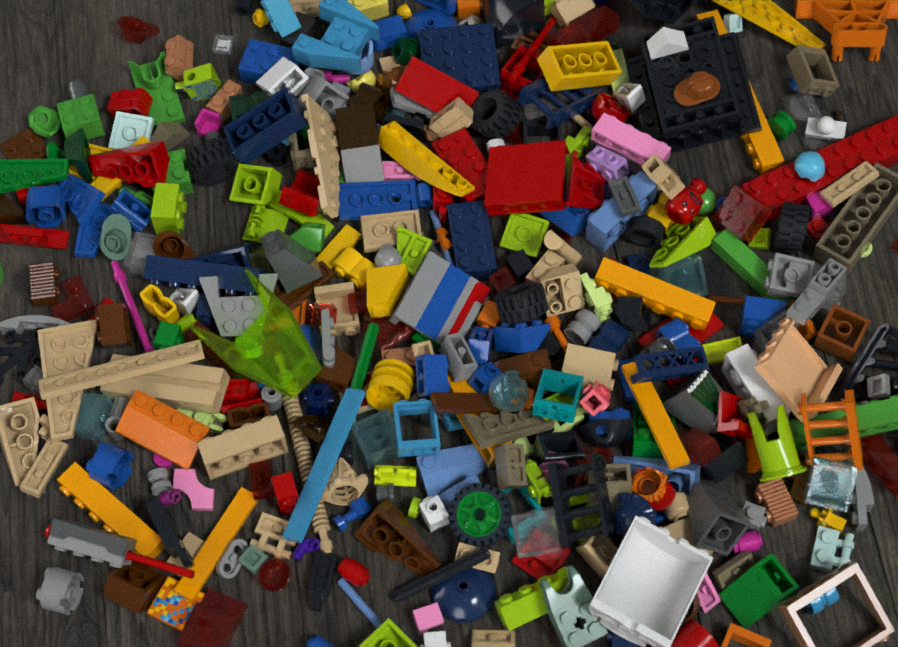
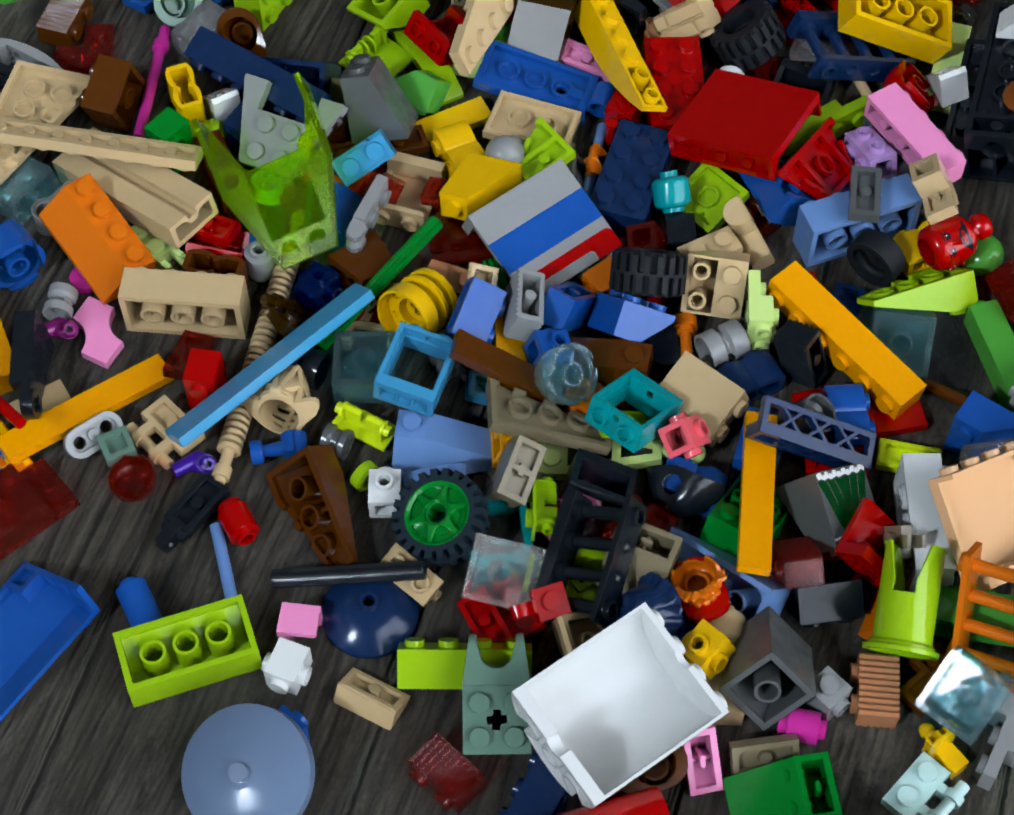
camera: 25 degrees right, 5 degrees down
(304, 299) = (363, 157): none -> dark azure brick
(503, 241) = (671, 192): none -> teal head
(572, 541) = (545, 603): none -> red plate
(677, 523) = (707, 648): none -> yellow brick

